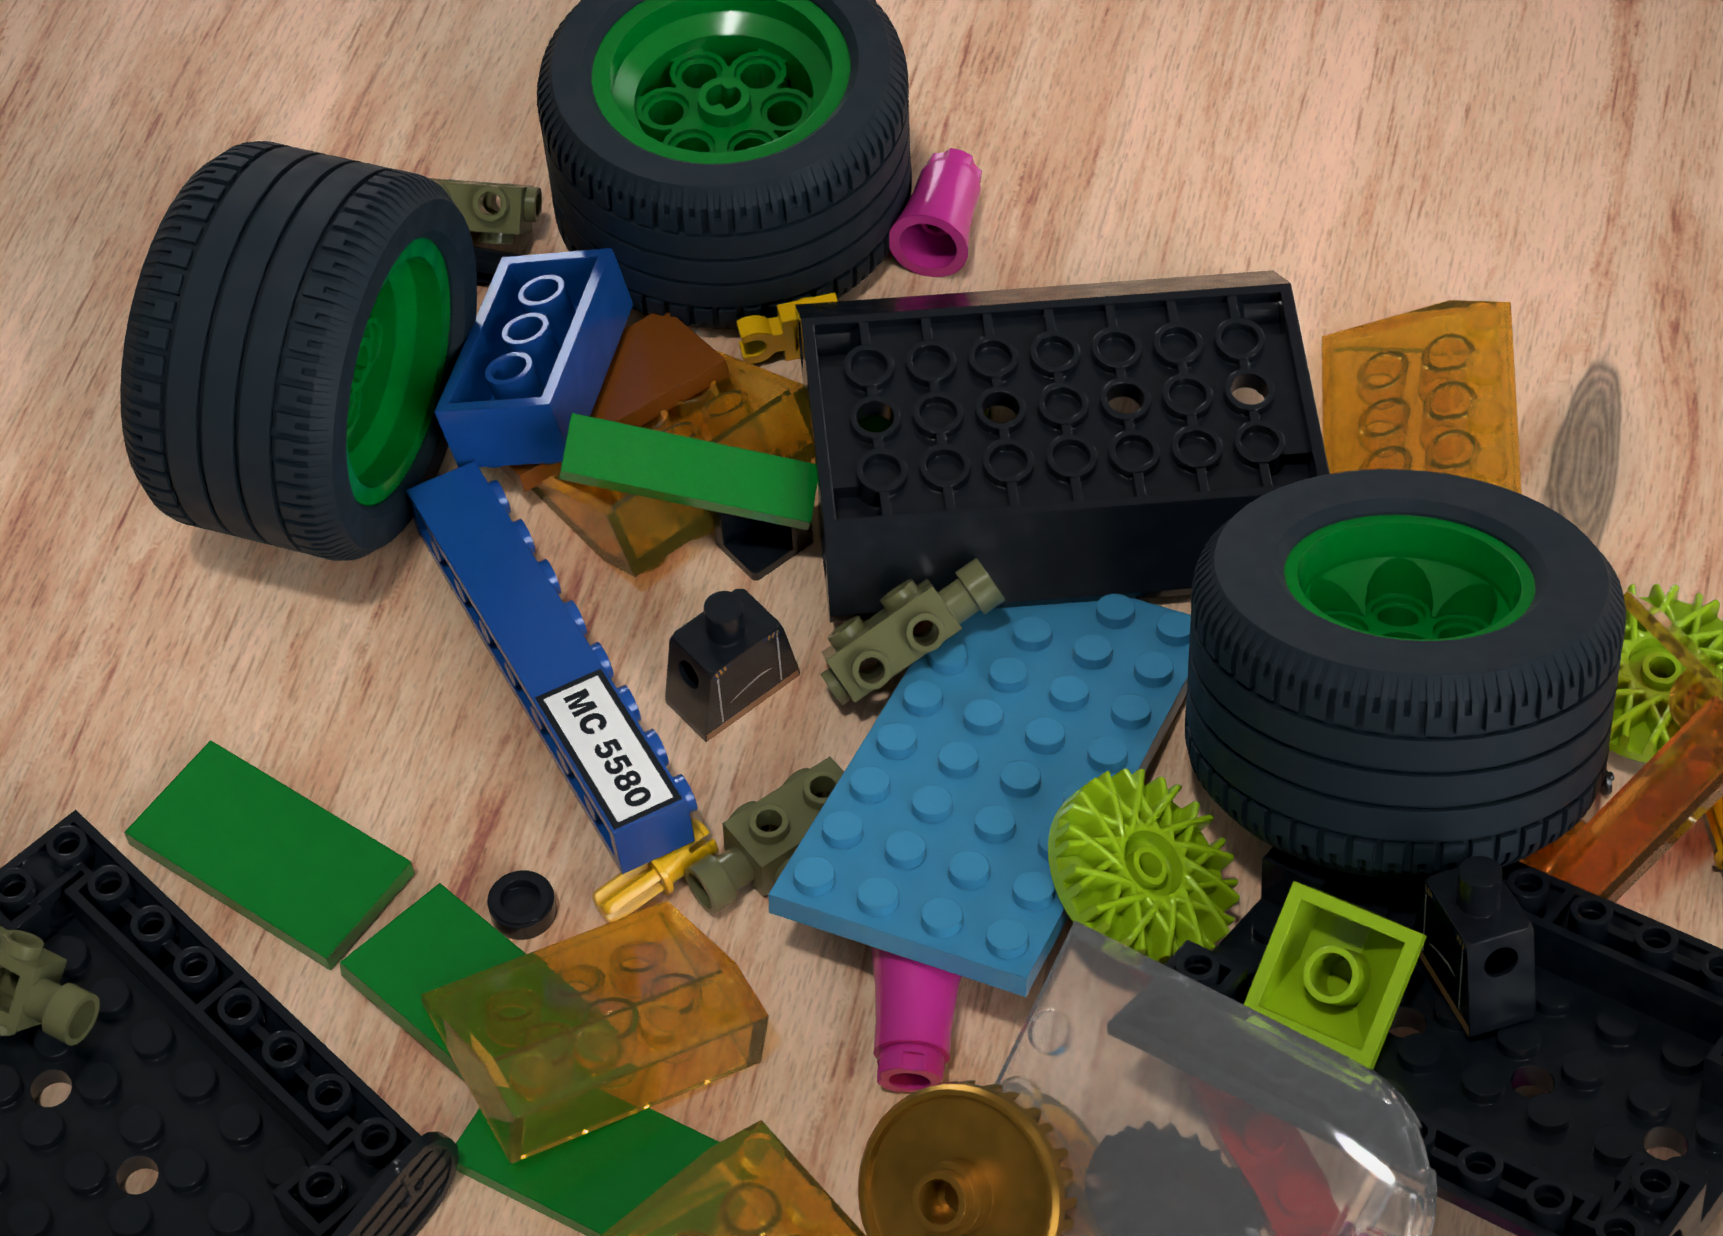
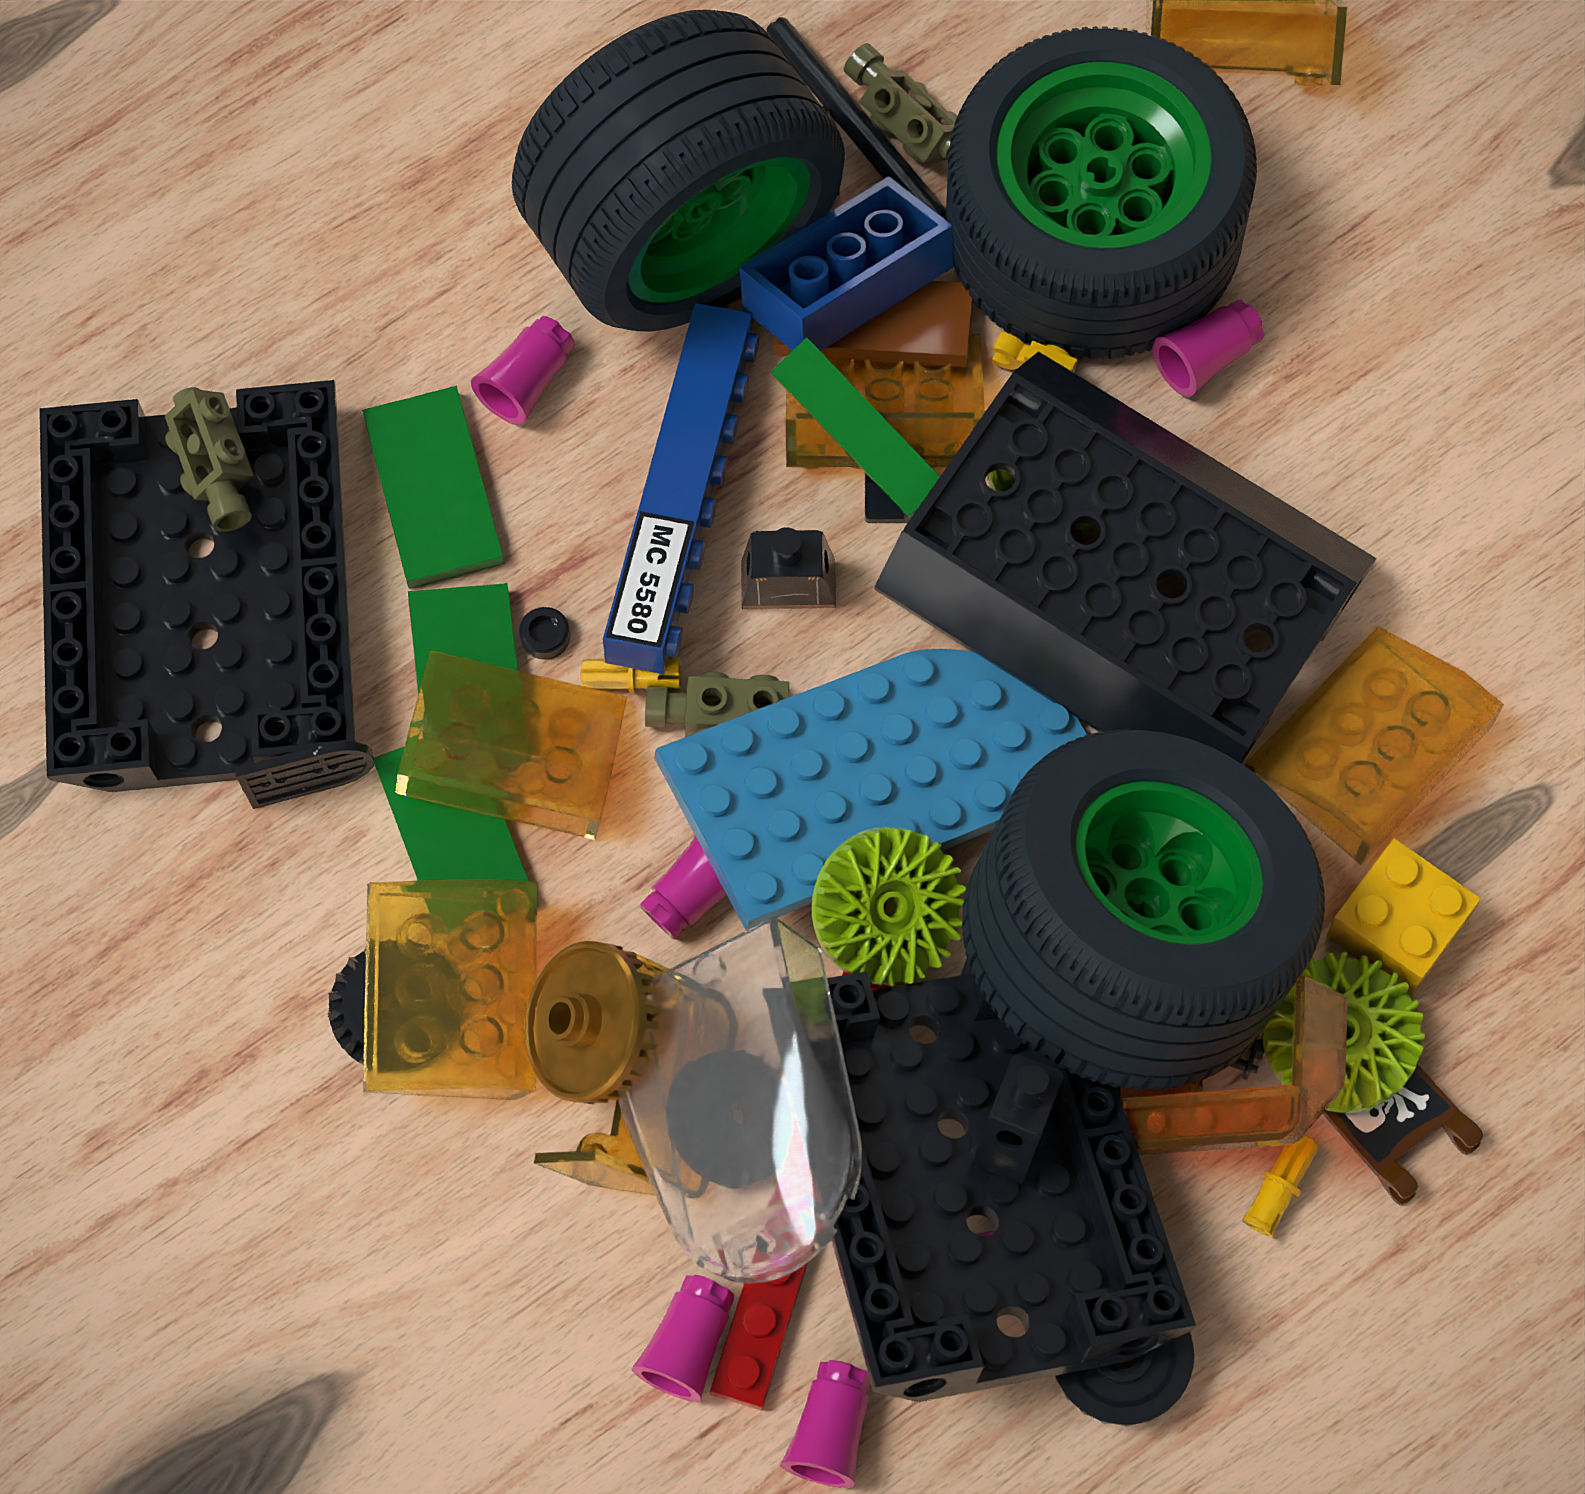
camera: 40 degrees right, 15 degrees up
(274, 678) = (523, 370): none -> dark pink plant
(891, 634) = (909, 627): olive brick -> none
(1335, 972) = (923, 1061): lime slope -> none
(1624, 517) = (1403, 915): none -> yellow brick

